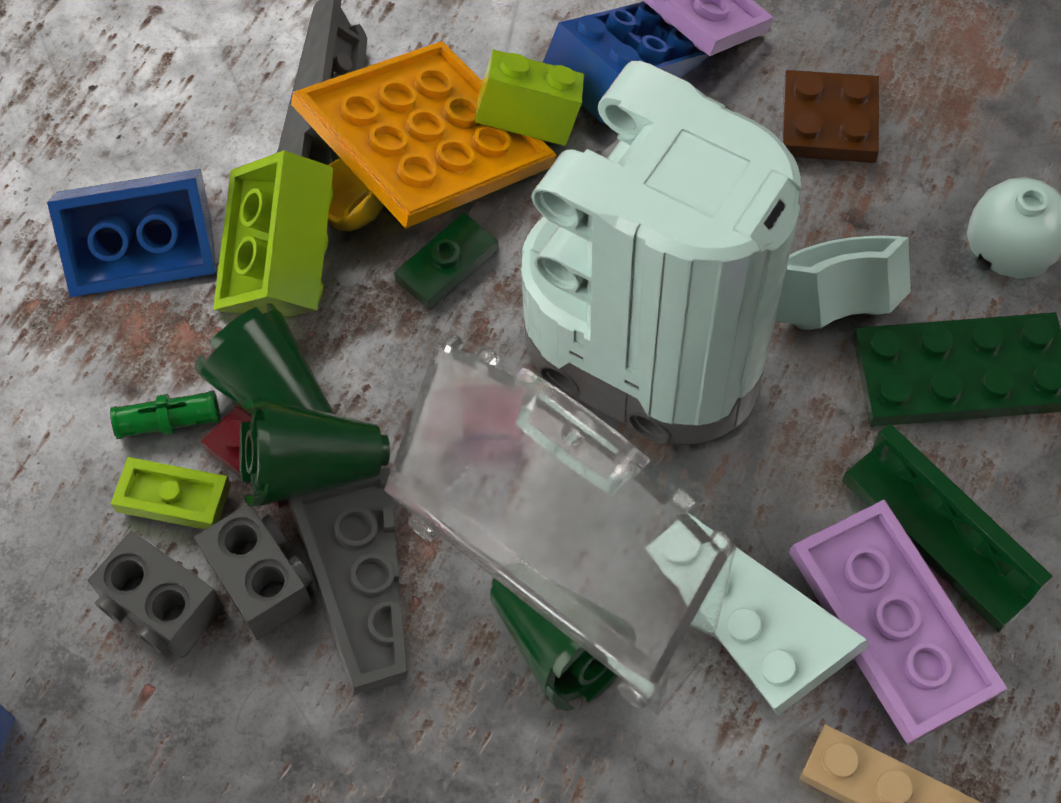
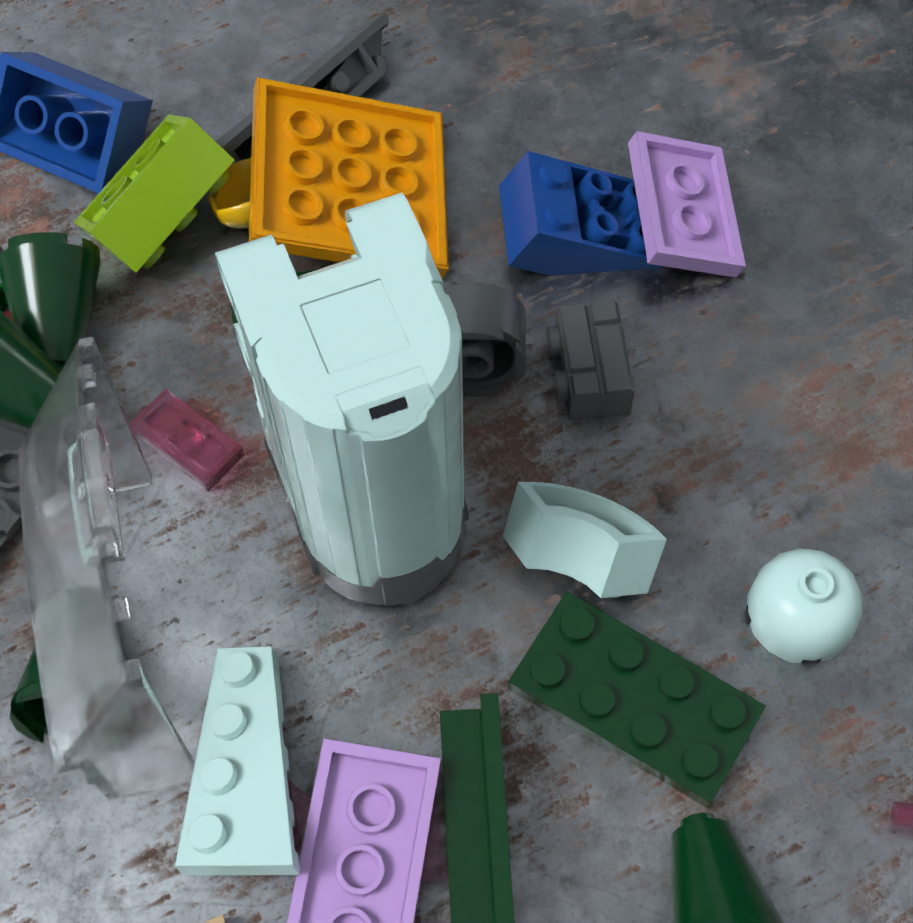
camera: 35 degrees right, 0 degrees up
(529, 97) = (456, 202): lime brick -> none
(831, 116) = (722, 388): reddish brown plate -> none

